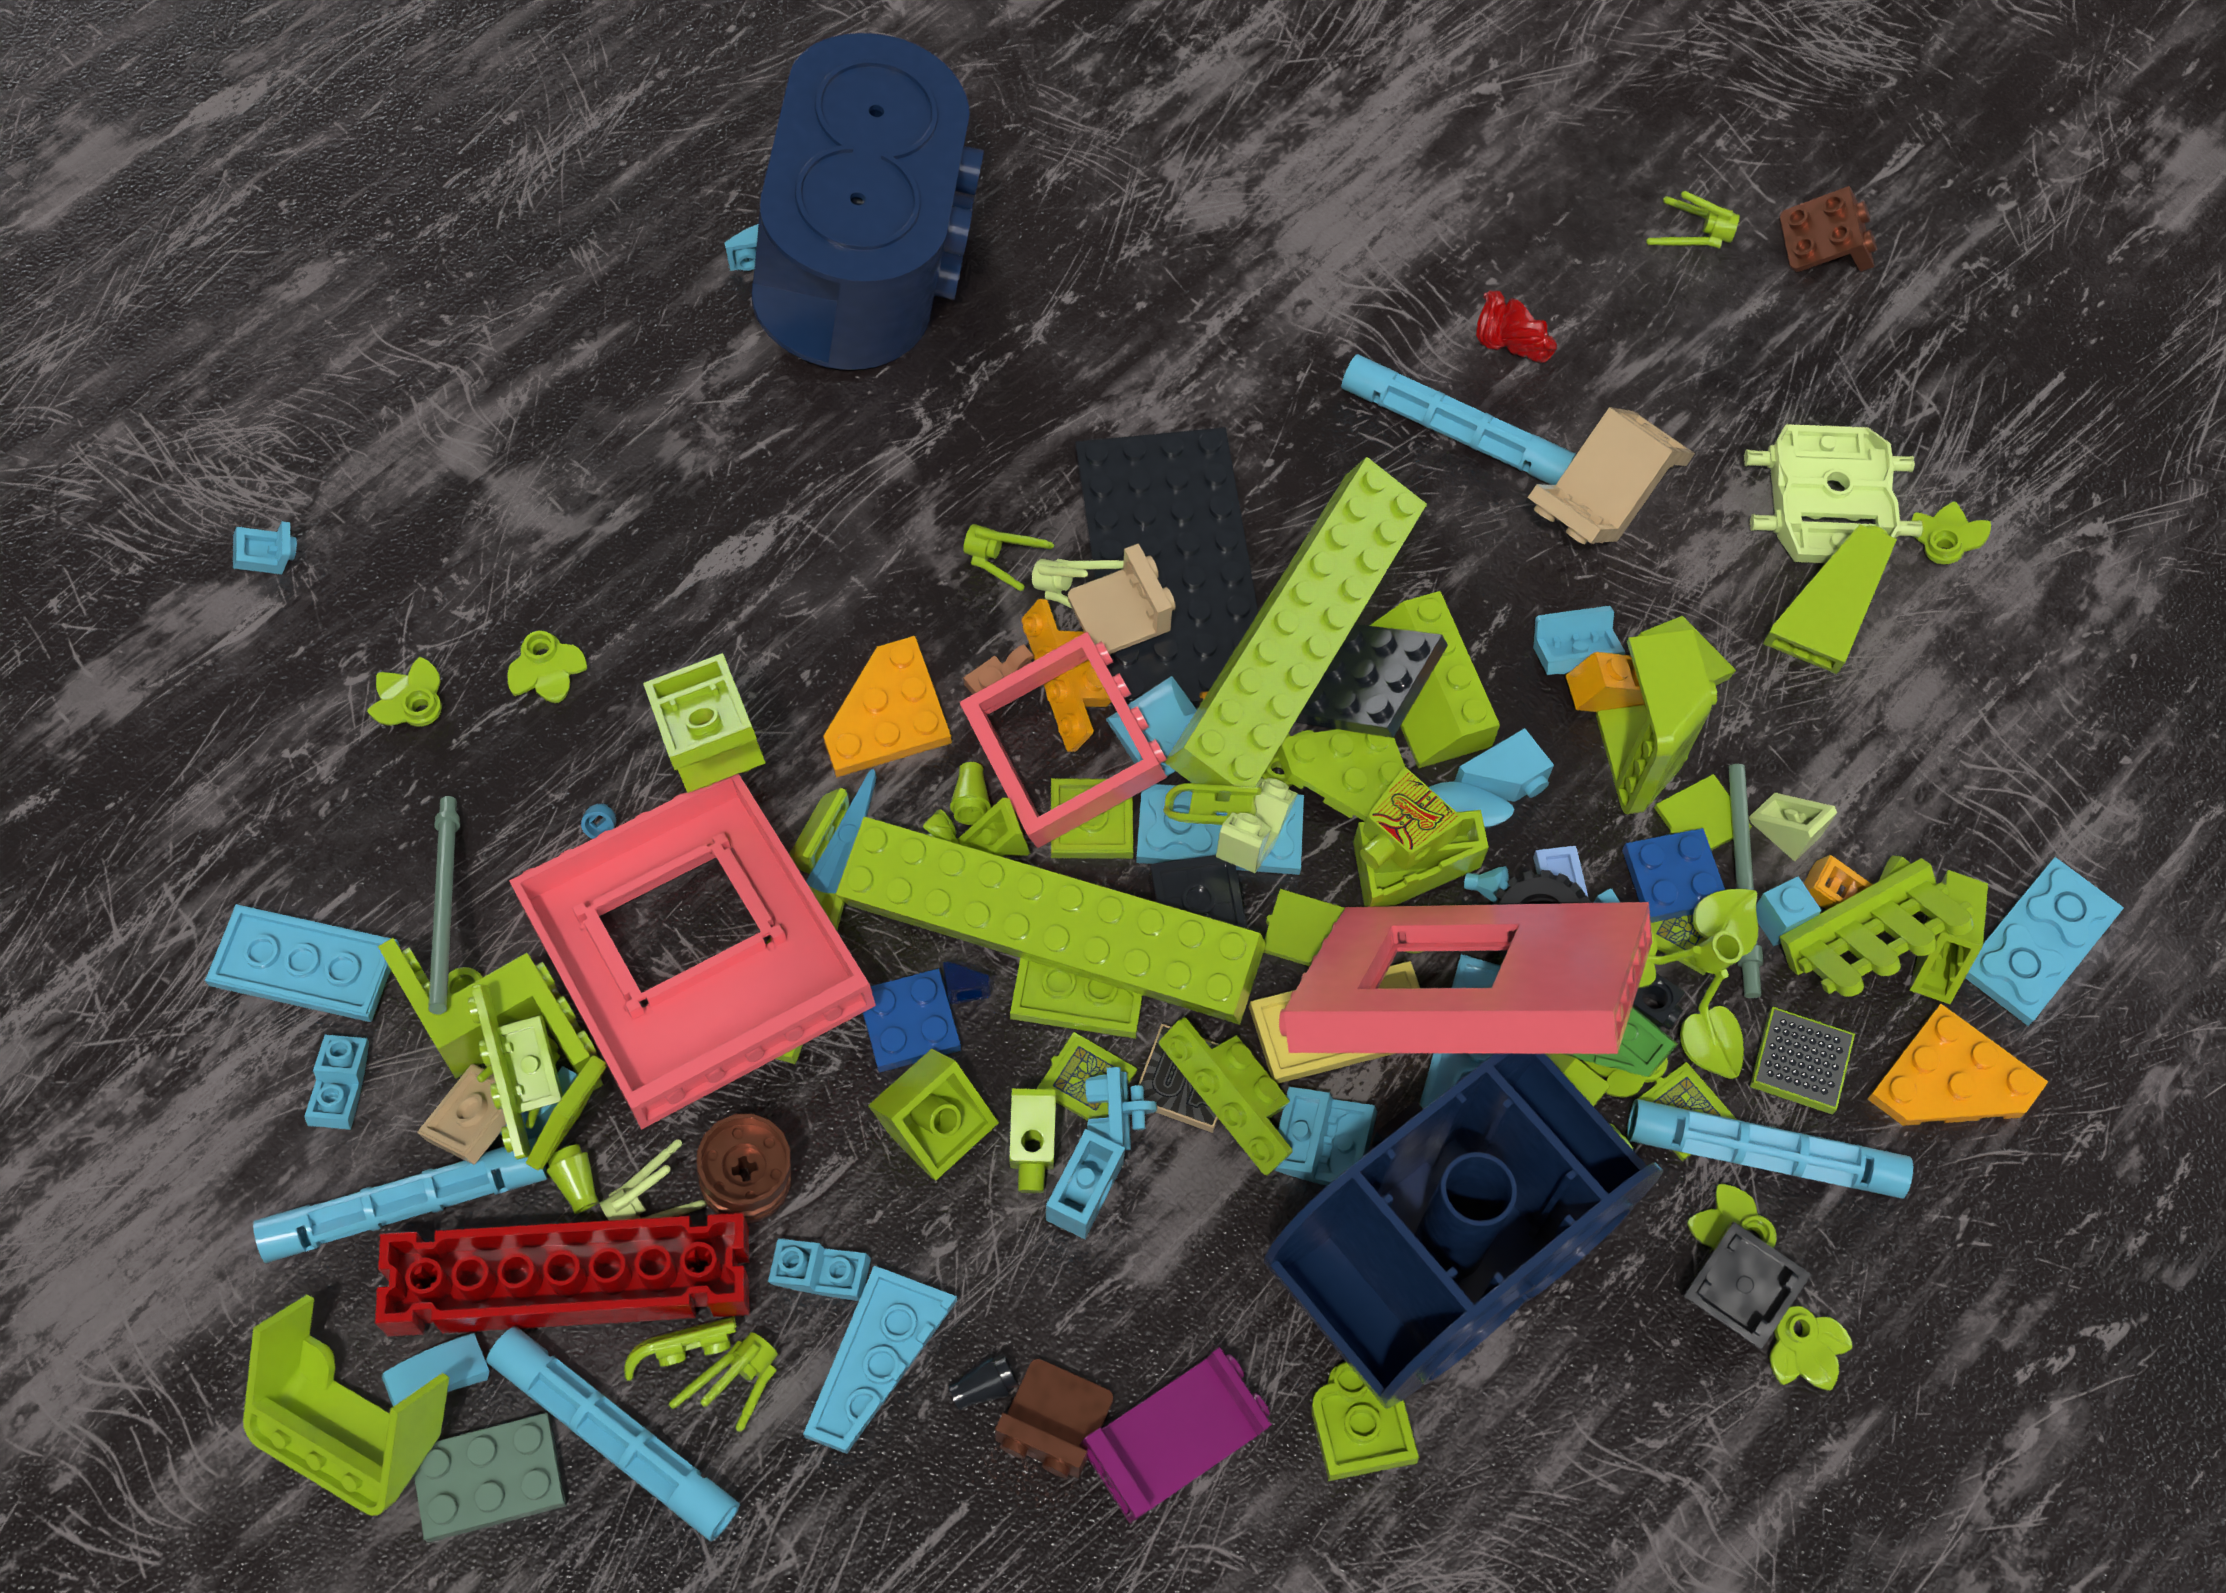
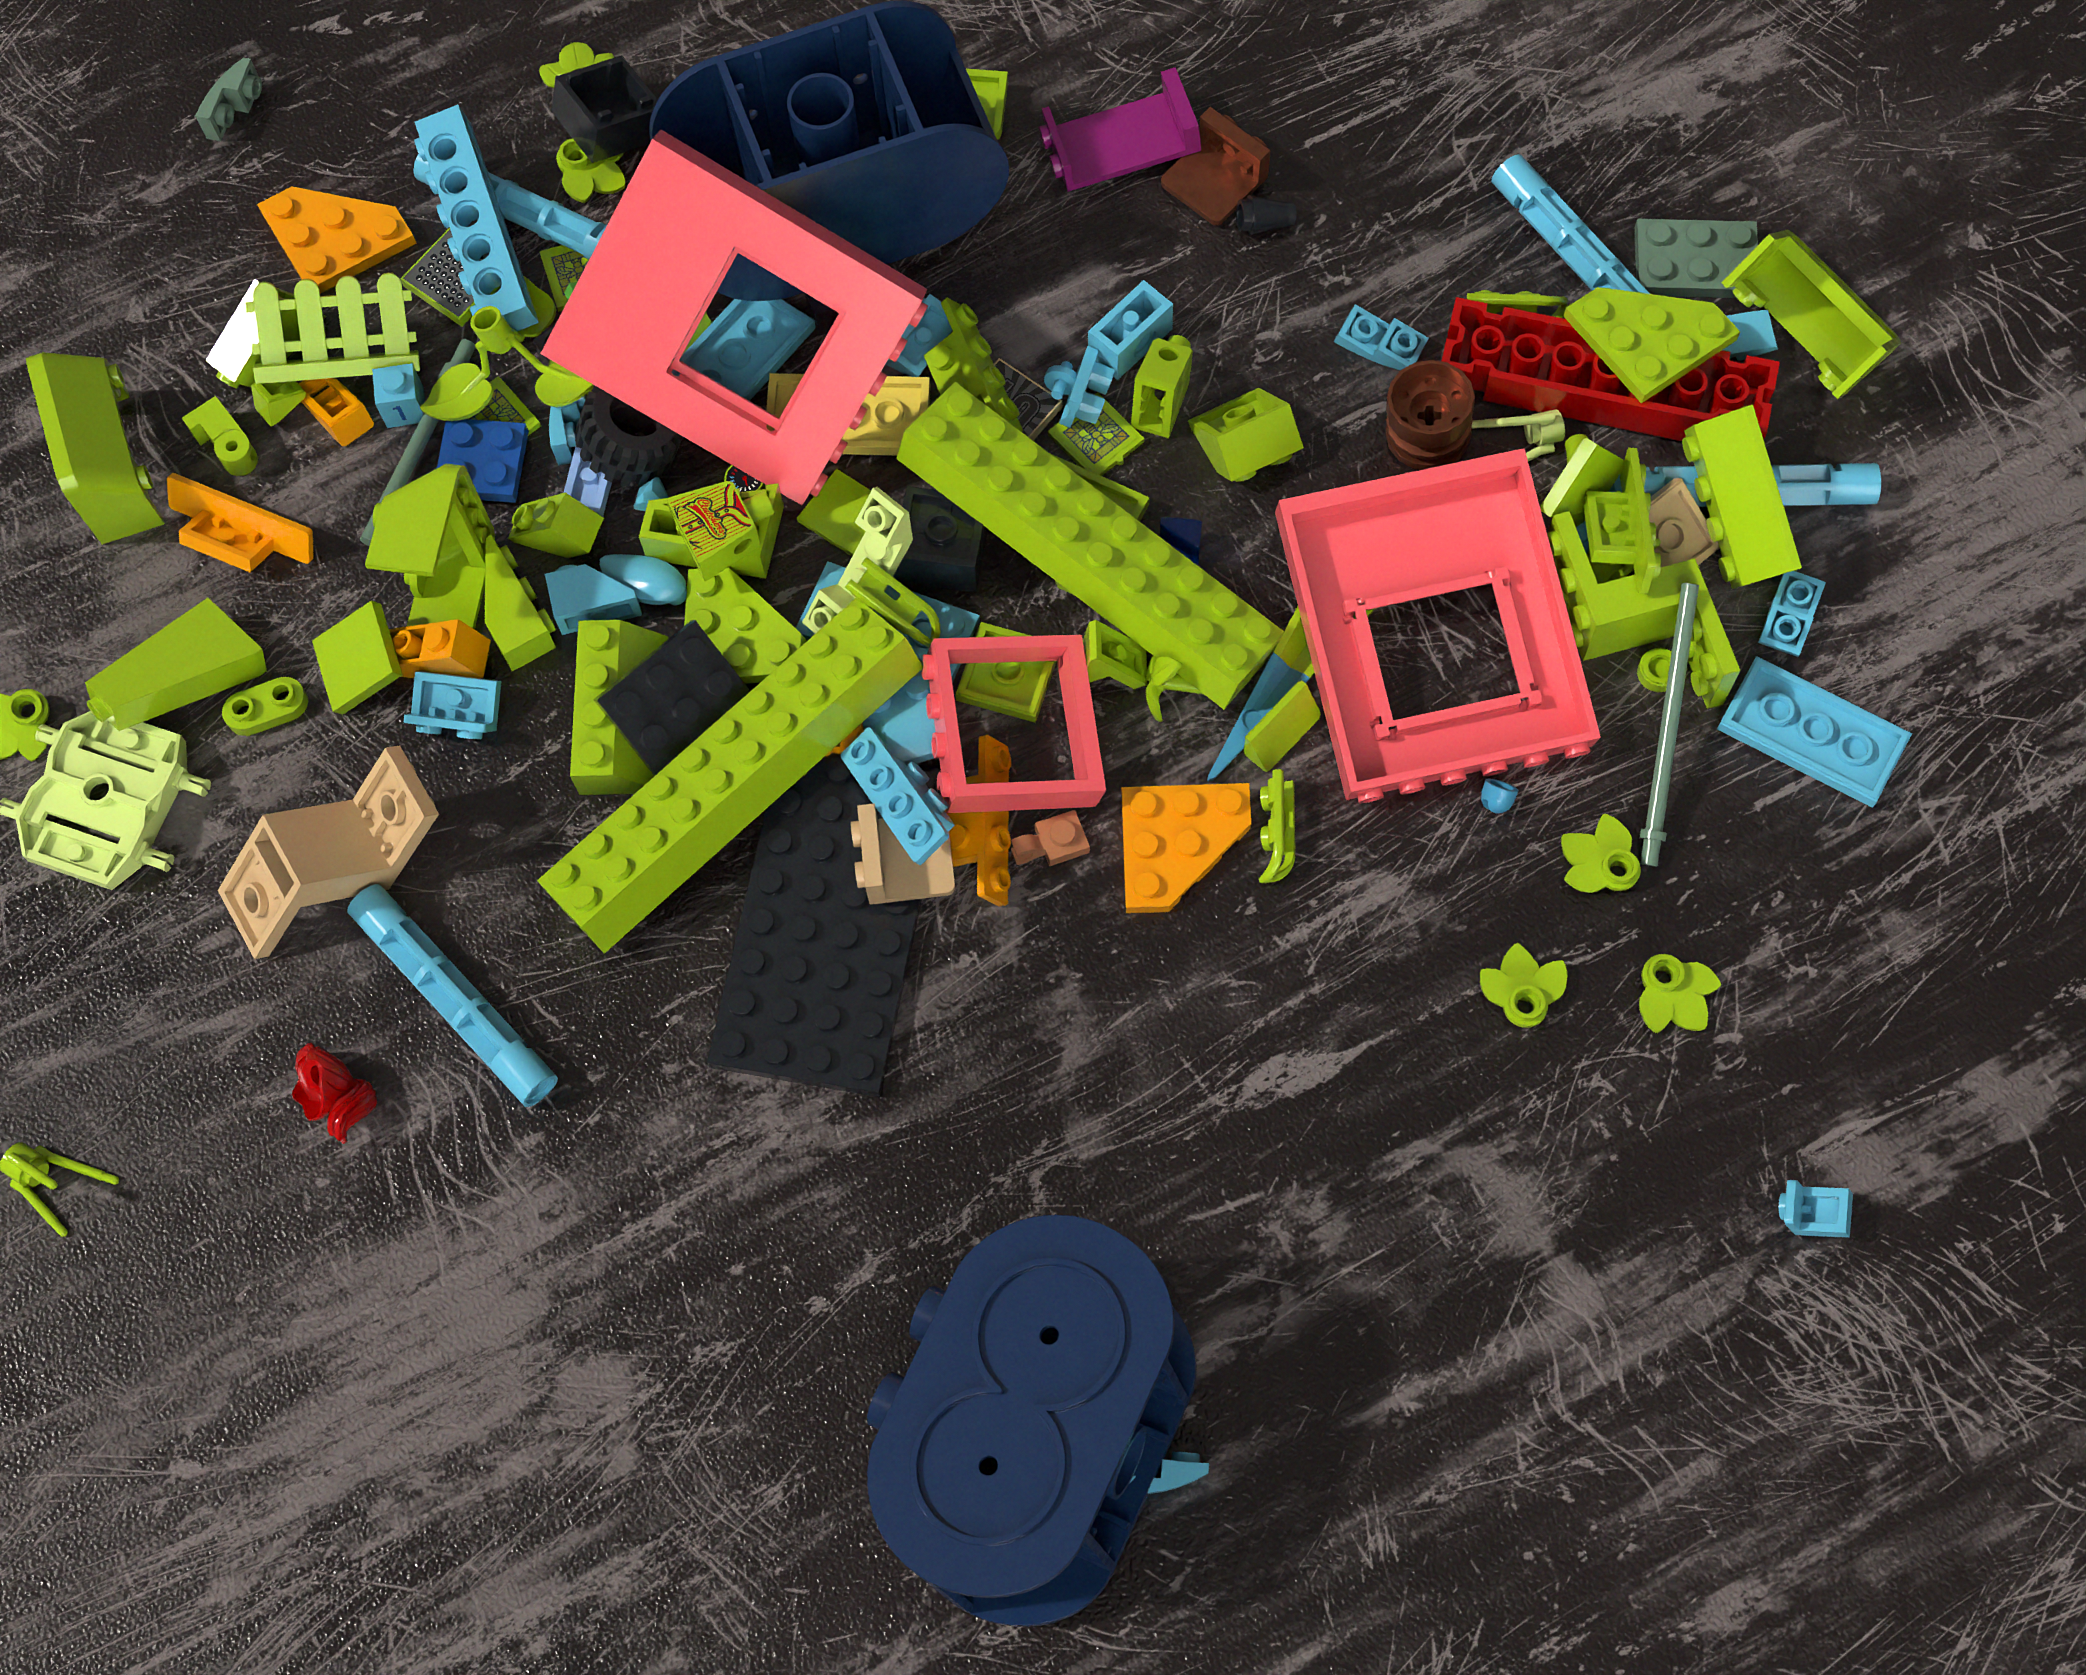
camera: 155 degrees left, 5 degrees up
(402, 1145) = (1741, 498): none -> lime slope
(500, 794) = (1597, 853): none -> lime plate
(520, 1306) = (1650, 336): none -> lime plate
(704, 723) = (1376, 792): lime bracket -> none
(747, 1359) = (1459, 278): lime plant -> none
(795, 737) = (1280, 832): none -> lime piece
(878, 1348) = (1350, 260): medium azure wing -> none
(910, 1020) = (1241, 529): blue plate -> none
(970, 795) = (1120, 720): lime cone -> none
(987, 543) = (1019, 991): lime plant -> none
(1058, 575) = (958, 928): yellowish green plant -> none
(1136, 637) = (899, 795): none -> medium azure bracket
(1570, 821) = (556, 526): none -> lime slope
(1572, 740) = (509, 613): none -> lime slope
(1747, 606) = (264, 708): none -> lime plate
(1792, 822) = (344, 473): yellowish green slope -> none
(1810, 1112) = (450, 134): none -> medium azure brick
(1866, 737) = (233, 528): none -> light orange bracket
(1926, 829) = (230, 443): none -> lime leg
(2042, 941) = (174, 322): medium azure piece -> none
(2049, 749) = (90, 445): none -> lime windscreen
(2150, 1205) = (231, 92): none -> sand green slope

